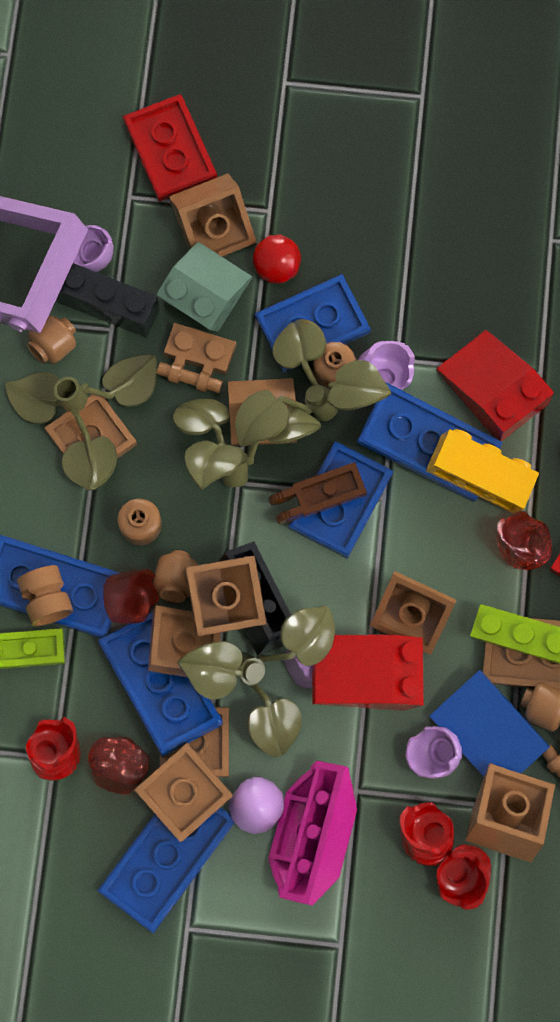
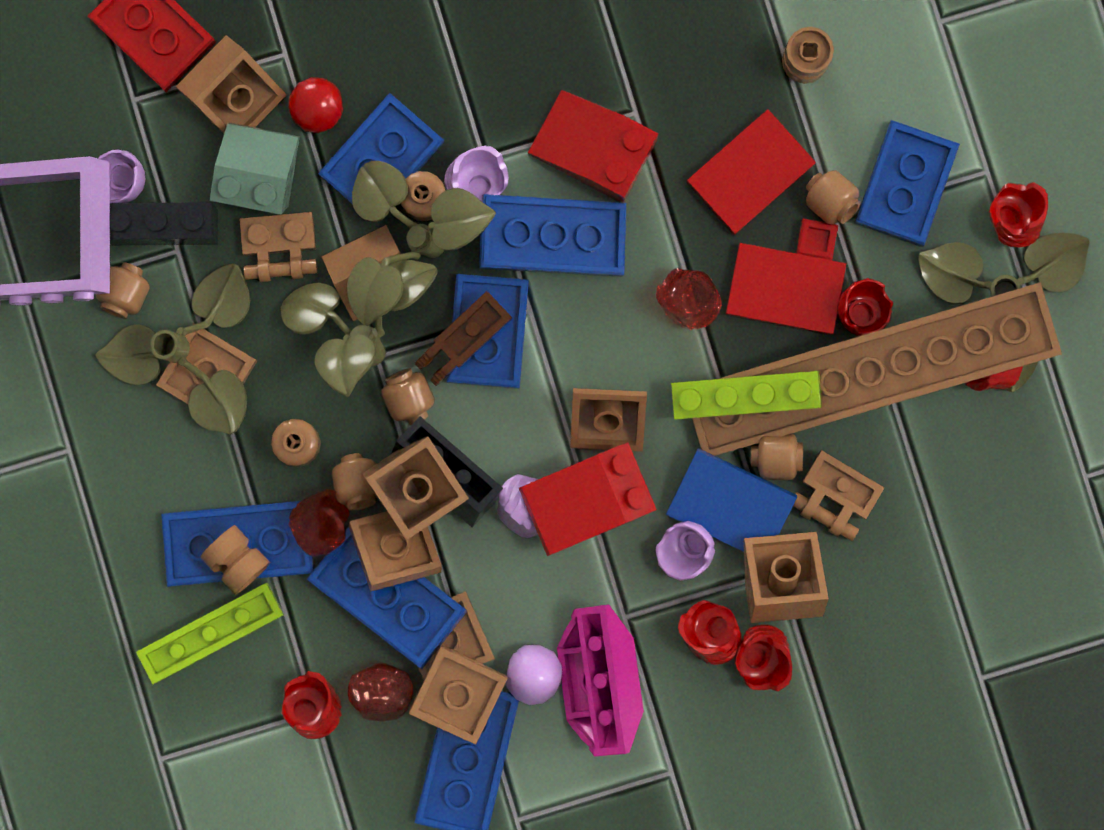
camera: 20 degrees left, 10 degrees up
(216, 666) = (437, 568): olive plant -> none
(250, 522) = (407, 396): none -> medium nougat head
(482, 470) = (618, 244): yellow brick -> none

